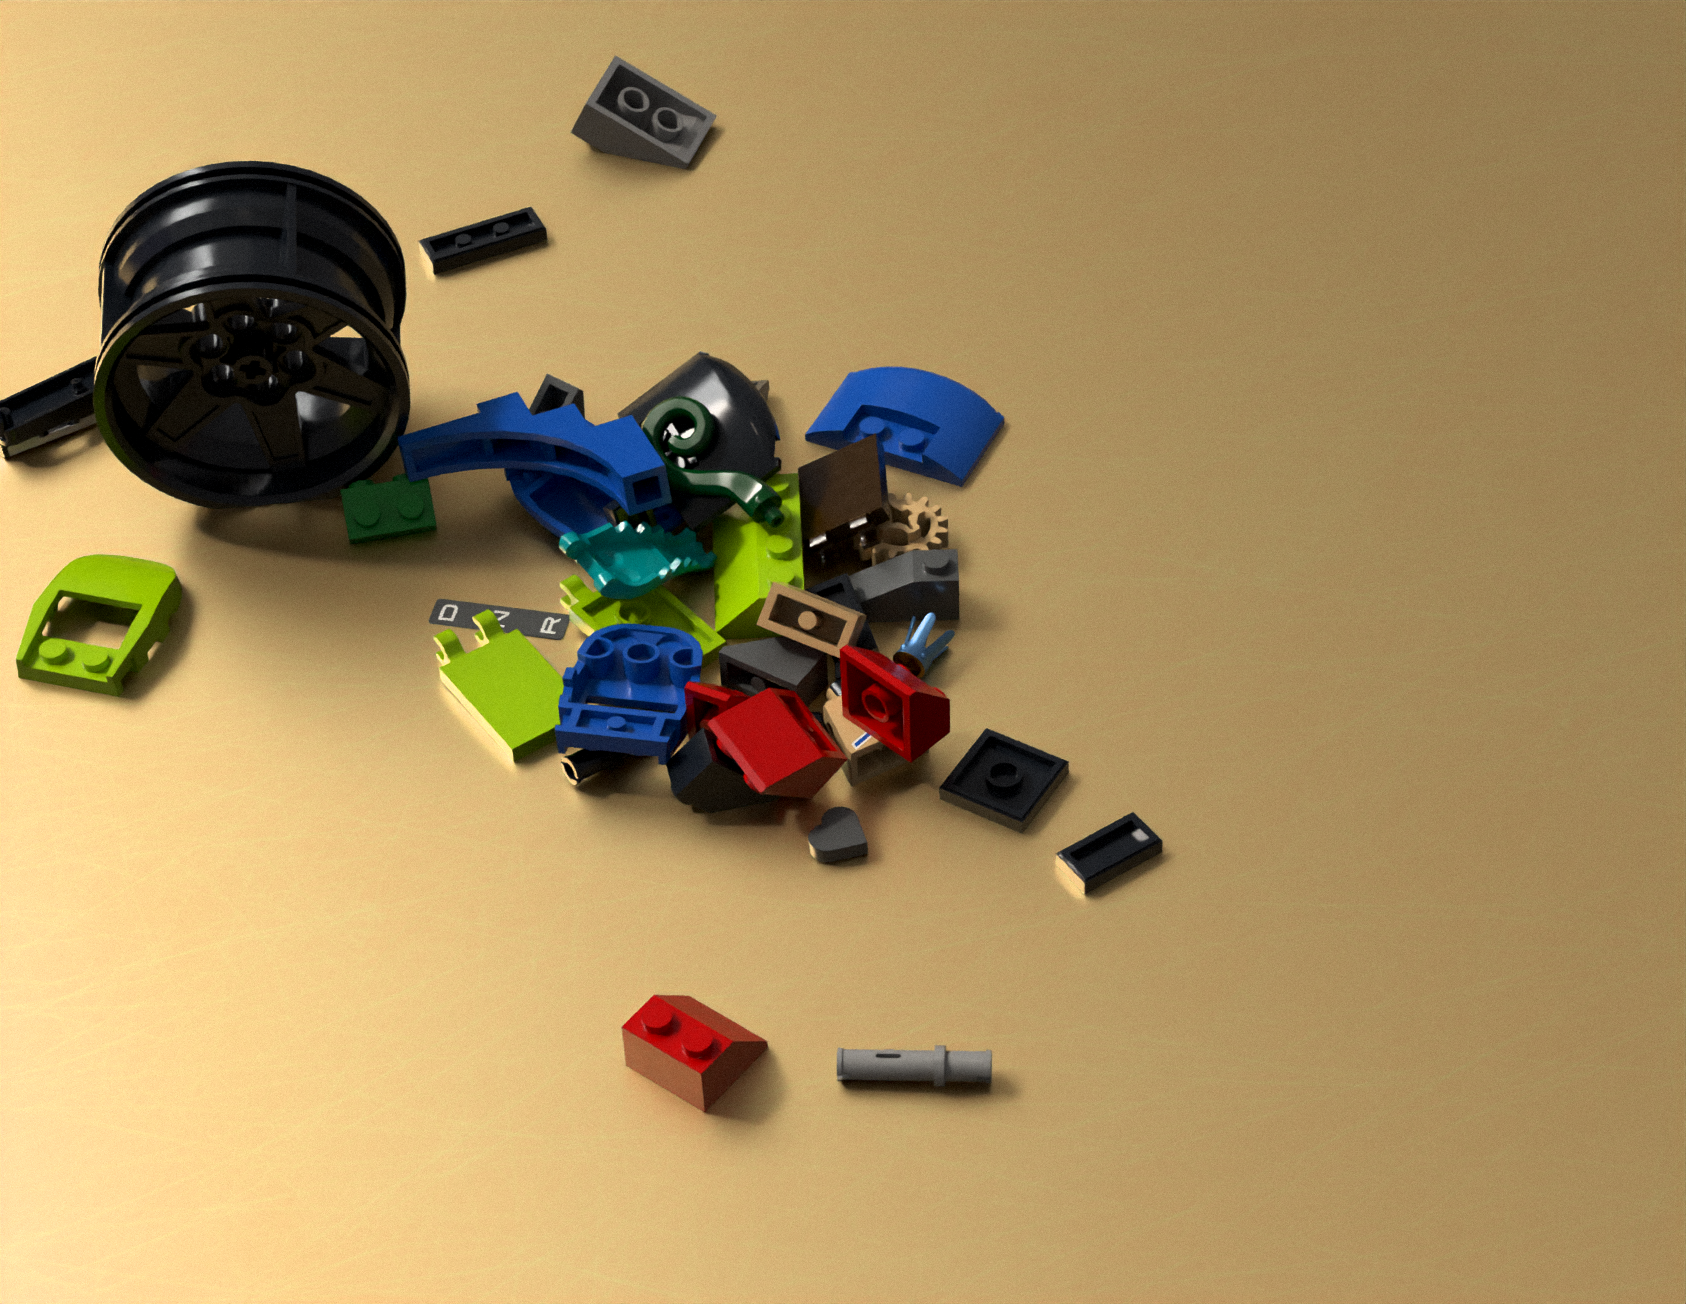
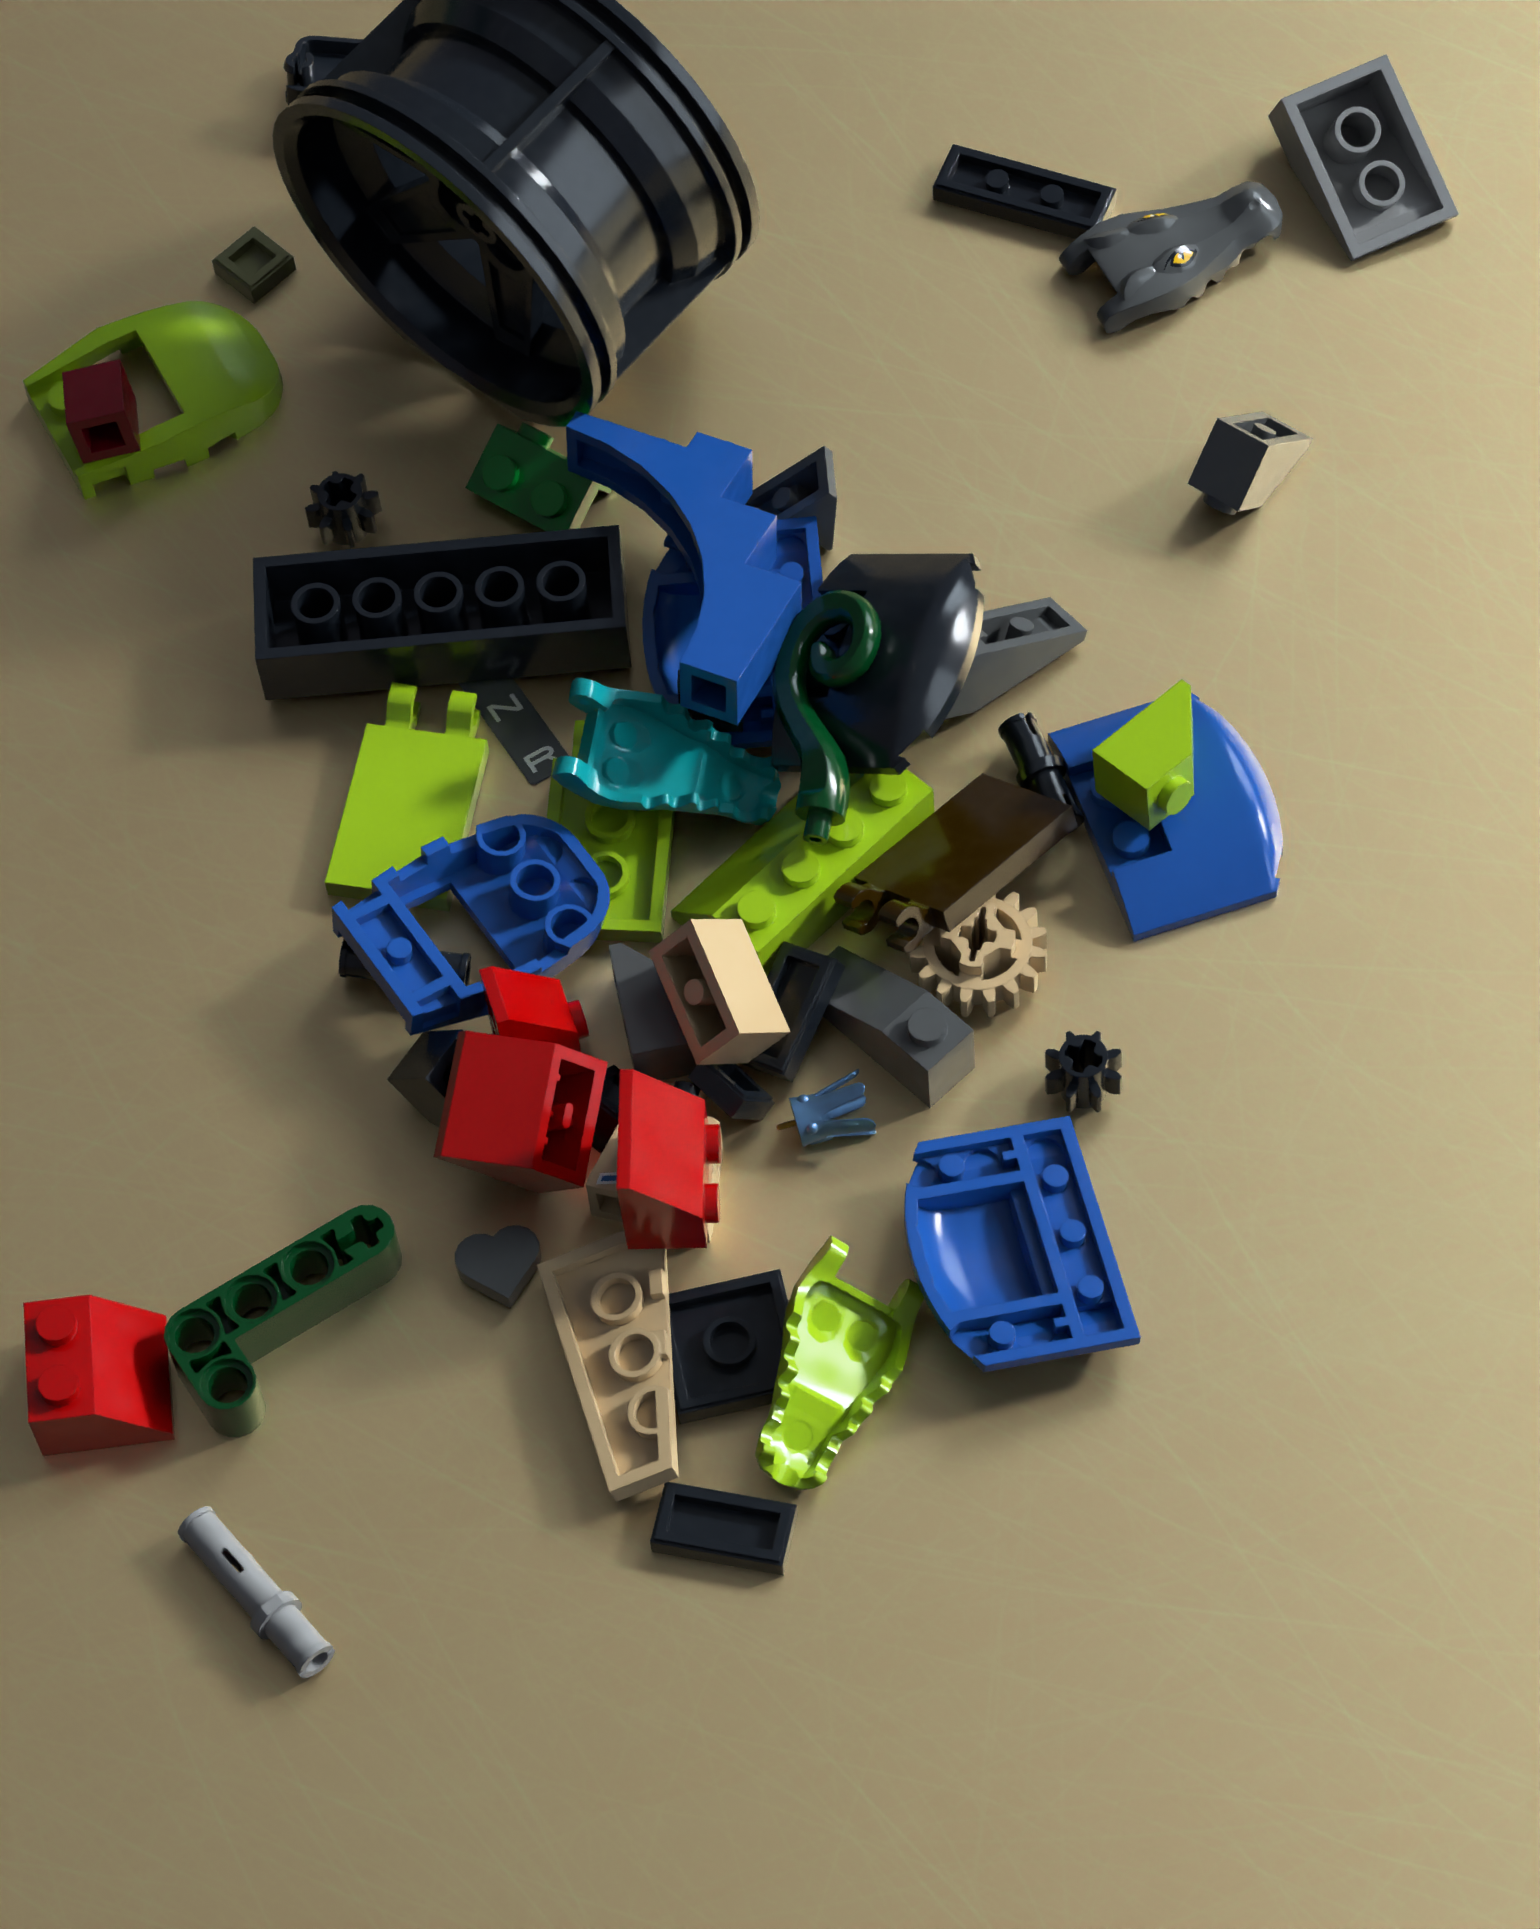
camera: 50 degrees right, 15 degrees up
(80, 531) = (254, 264): none -> olive tile
(97, 627) = (101, 411): none -> dark red brick
(293, 589) = (343, 509): none -> black gear
(418, 589) = (441, 612): none -> black brick
(596, 212) = (1172, 252): none -> dark grey animal
(742, 976) = (291, 1311): none -> dark green beam
(755, 263) = (1246, 460): none -> dark grey slope
(812, 442) = (1036, 765): none -> black pin
(893, 387) = (1150, 760): none -> lime slope
(946, 813) = (619, 1350): none -> tan wing
(1021, 541) = (1083, 1071): none -> black gear
(1074, 736) = (832, 1368): none -> lime animal
(1092, 627) = (1015, 1246): none -> blue slope

